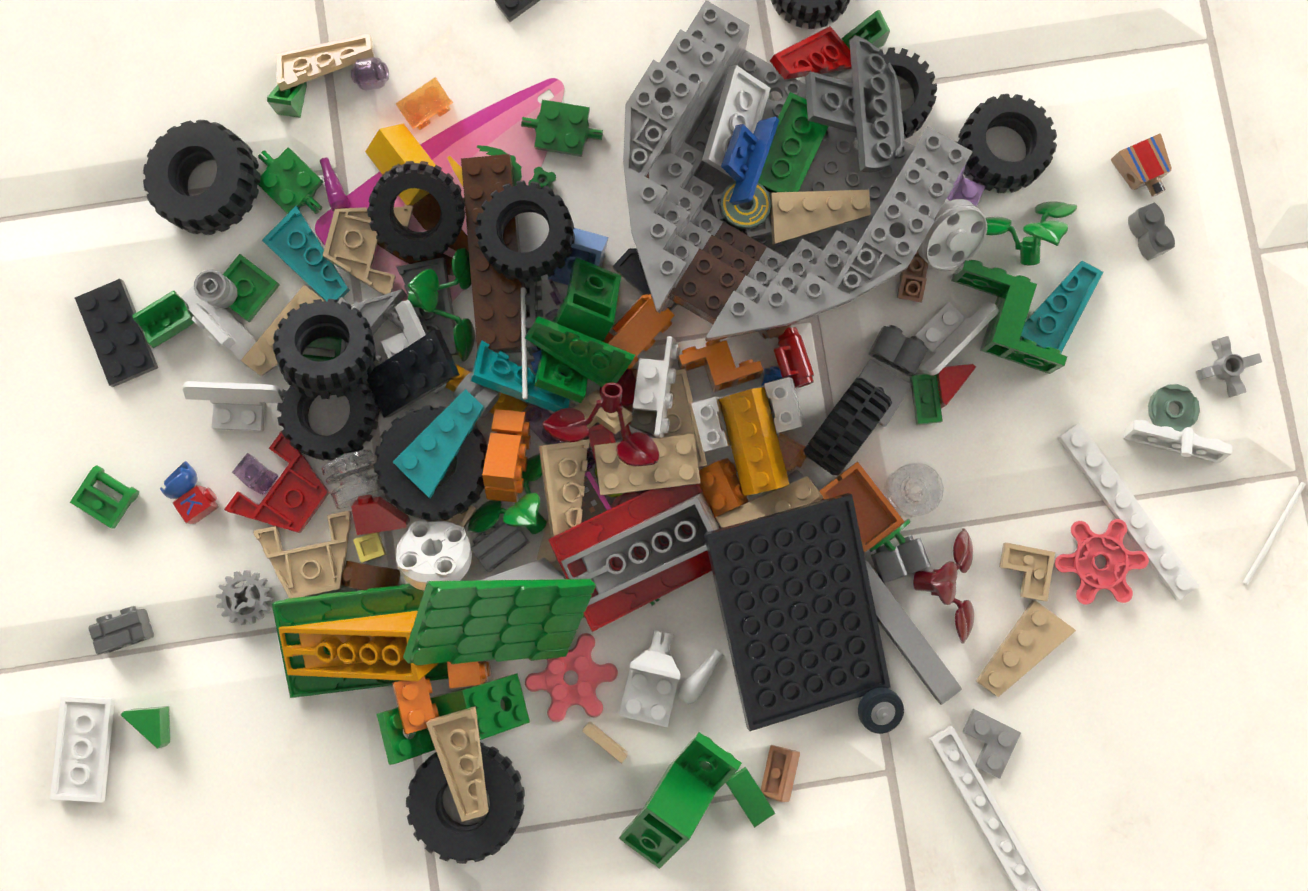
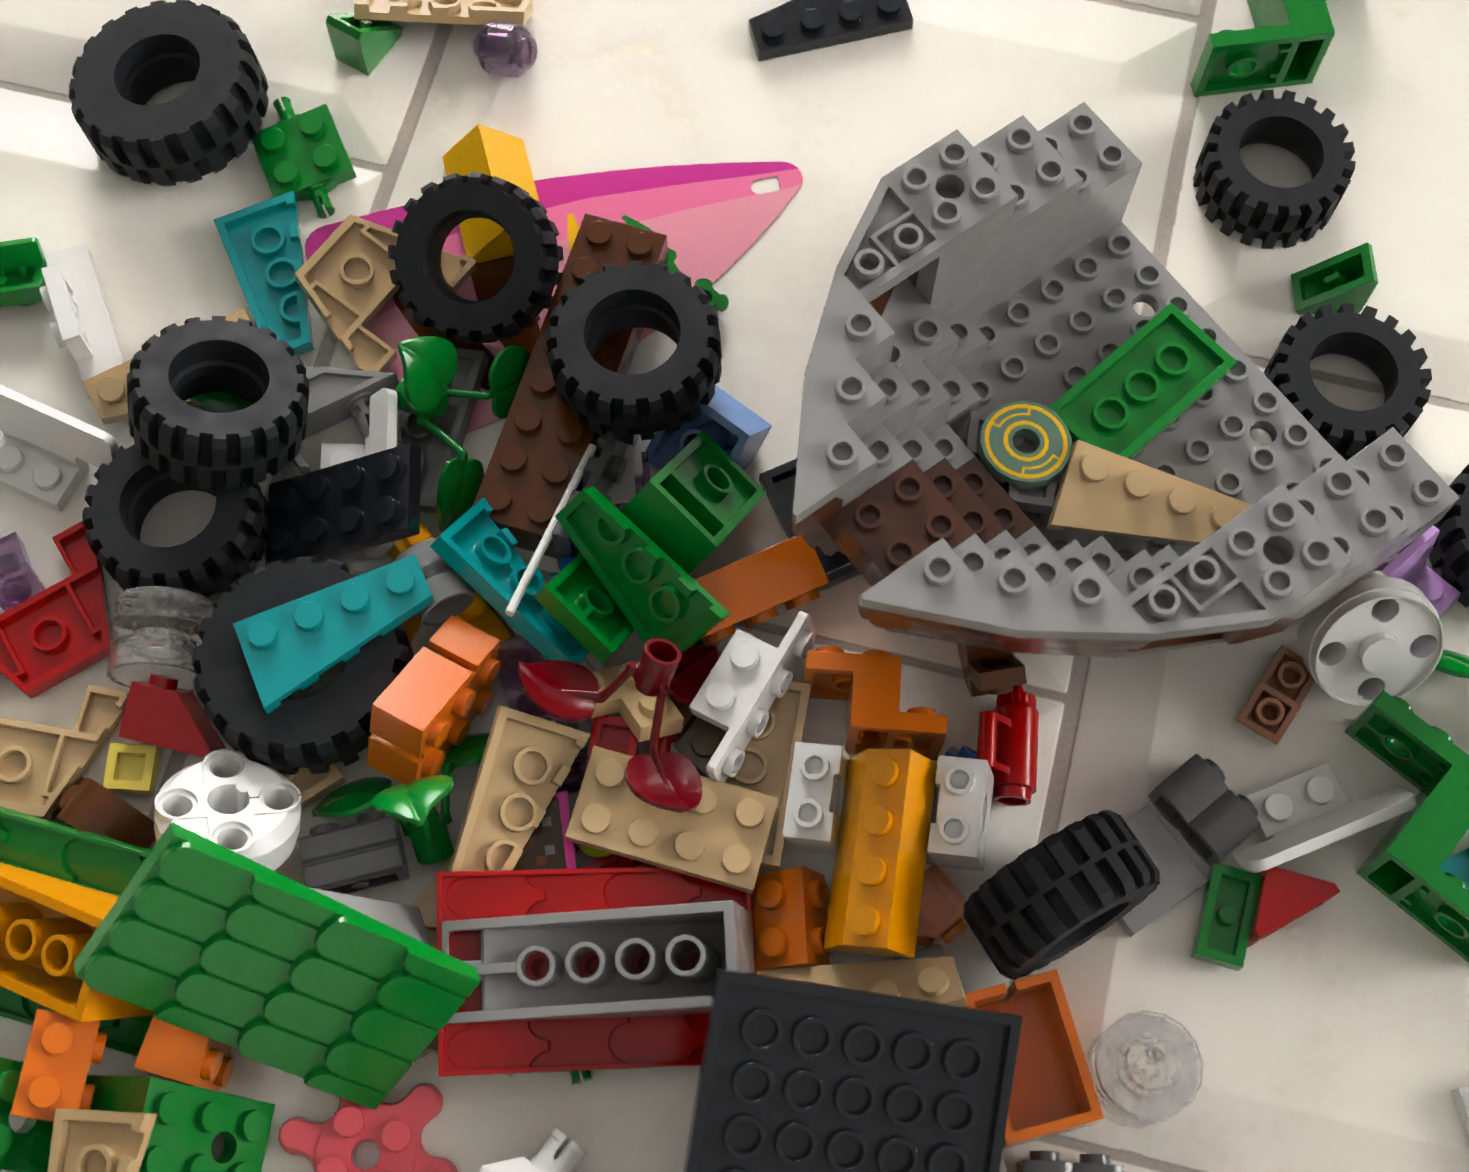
camera: 20 degrees right, 15 degrees down
(215, 289) = (99, 256): light grey wheel -> none
(252, 286) = (149, 280): green plate -> none
(335, 193) = (365, 191): magenta piece -> none
(424, 104) = (568, 122): clear orange bracket -> none
(562, 128) = (771, 237): green plate -> none
(740, 103) = (1060, 314): white plate -> none
(747, 157) = (1055, 366): blue bracket -> none
(818, 53) = (1234, 274): red wing -> none
(863, 107) = (1296, 373): dark grey plate -> none
(890, 536) = (1066, 1134): green piece -> none

